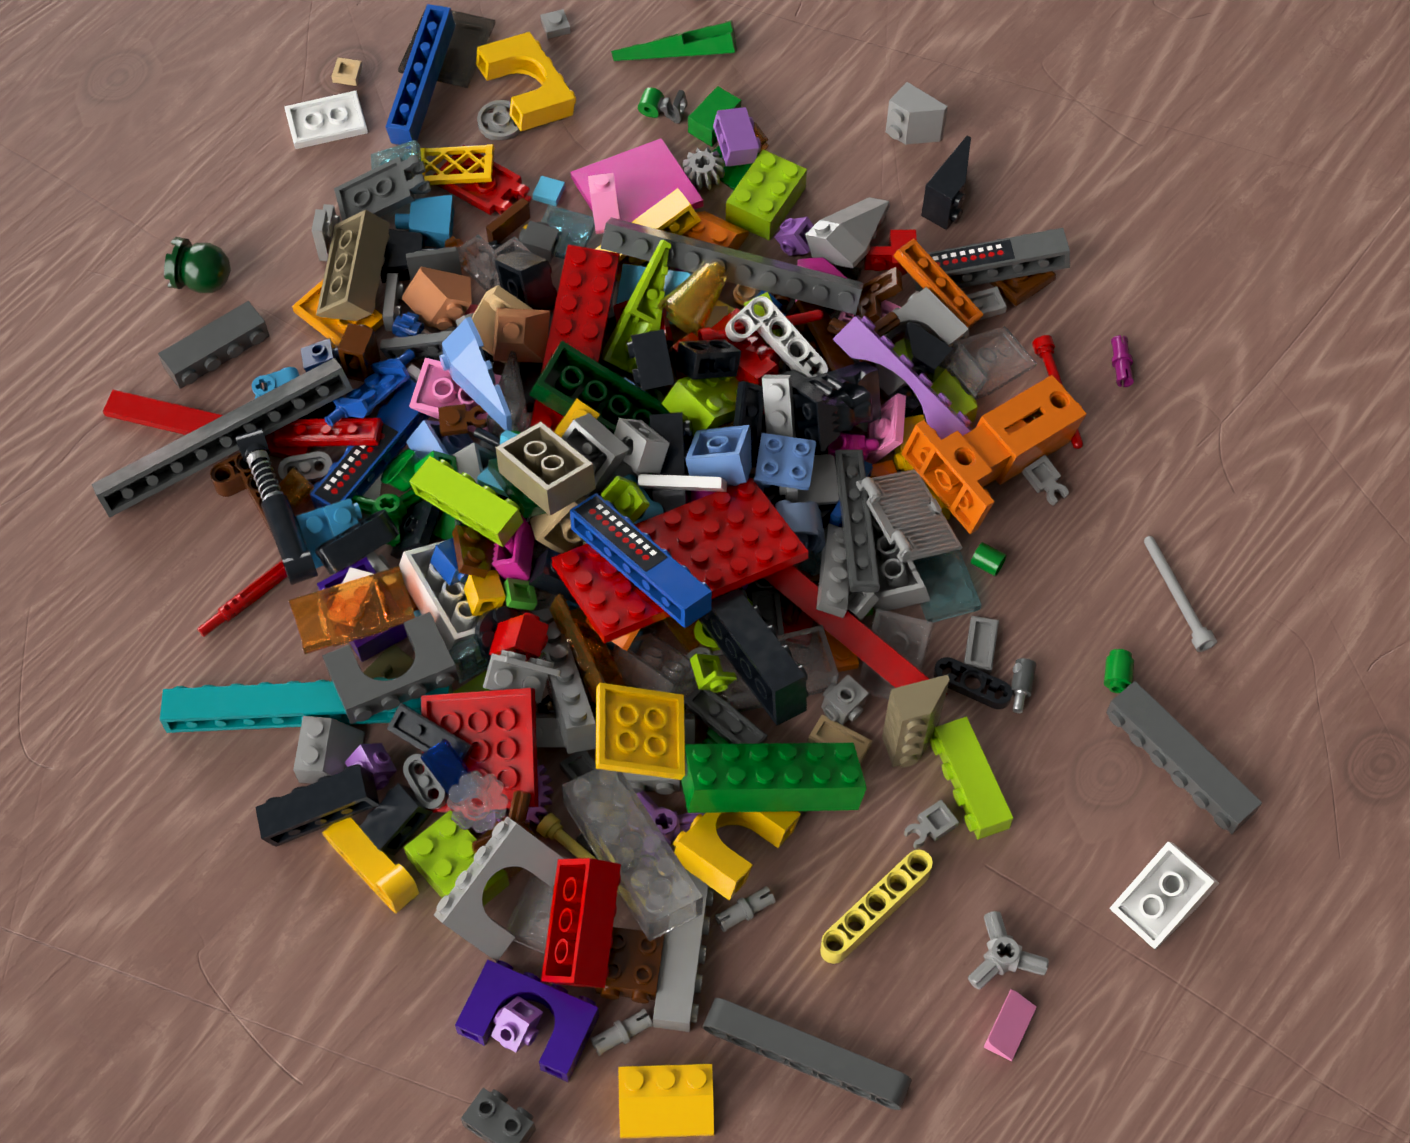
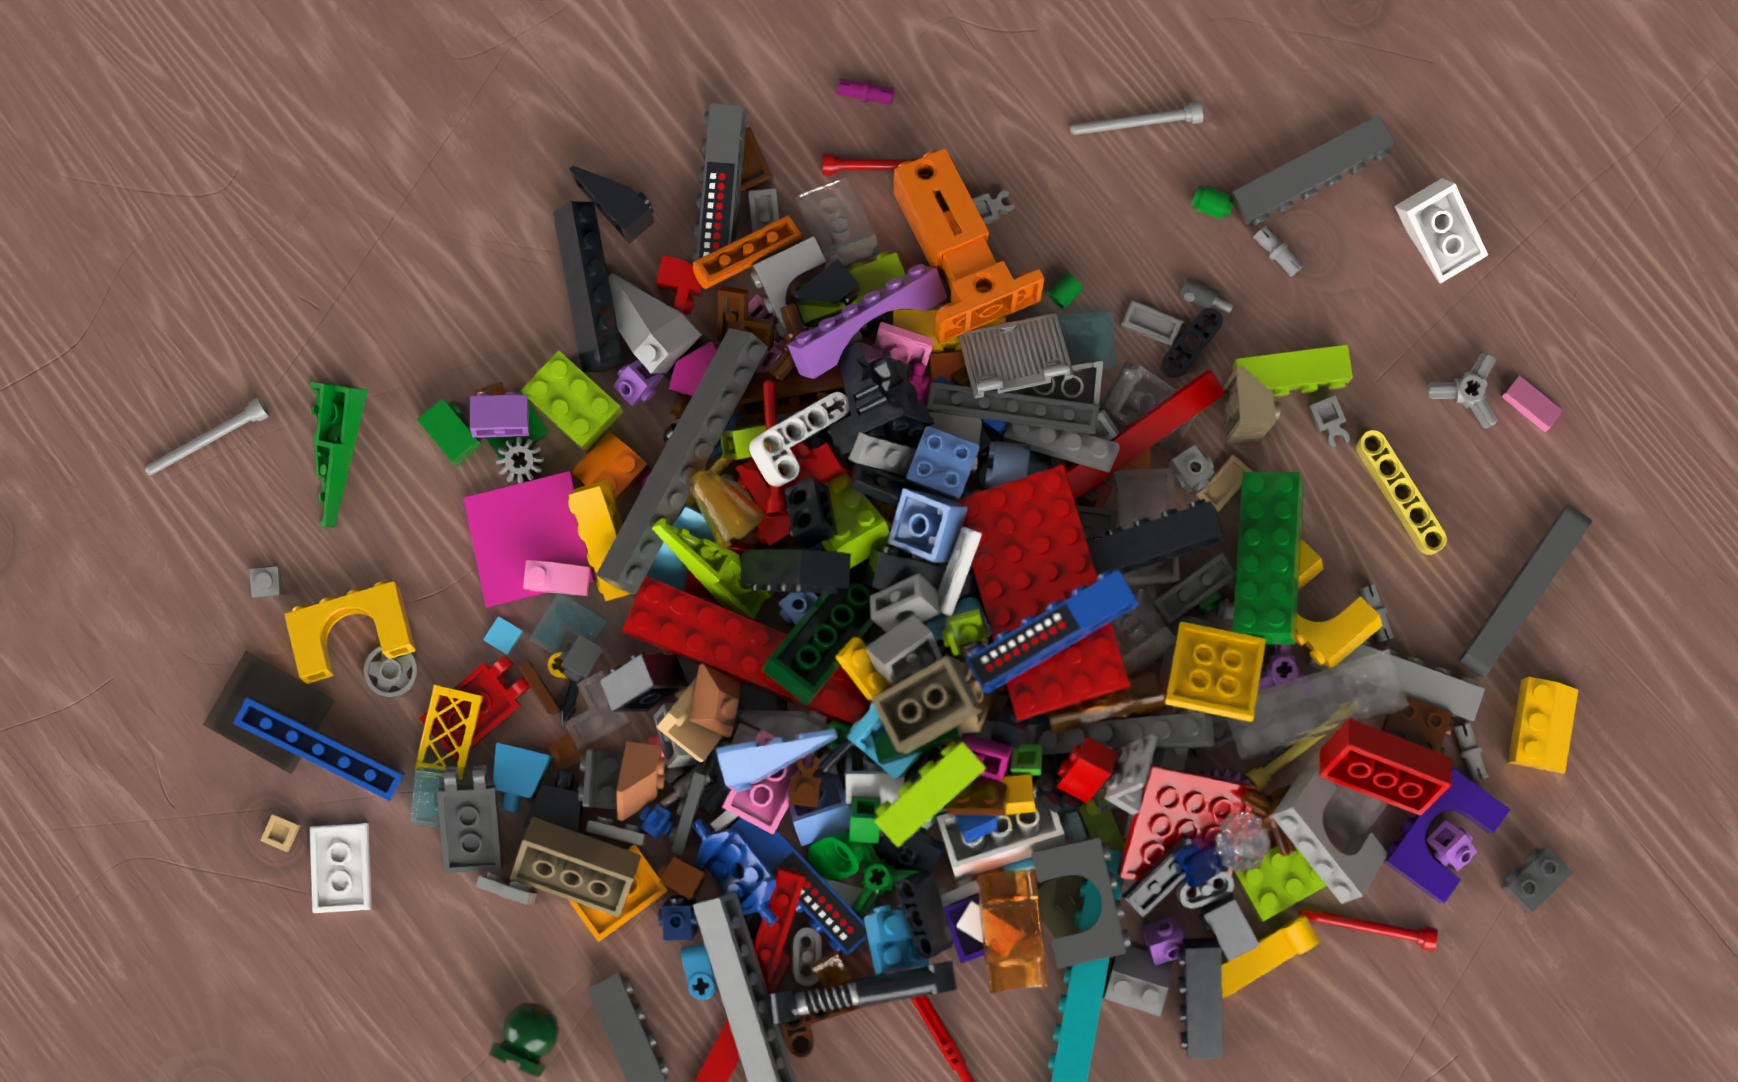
camera: 75 degrees left, 20 degrees up
(417, 1021) = (1424, 937): none -> red piece
(653, 103) = (413, 495): leg -> none
(710, 674) = (1153, 591): lime bracket -> none
(869, 184) = (588, 287): none -> black brick
(915, 116) = (512, 216): light grey slope -> none
(1090, 744) = (1278, 251): none -> light grey pin

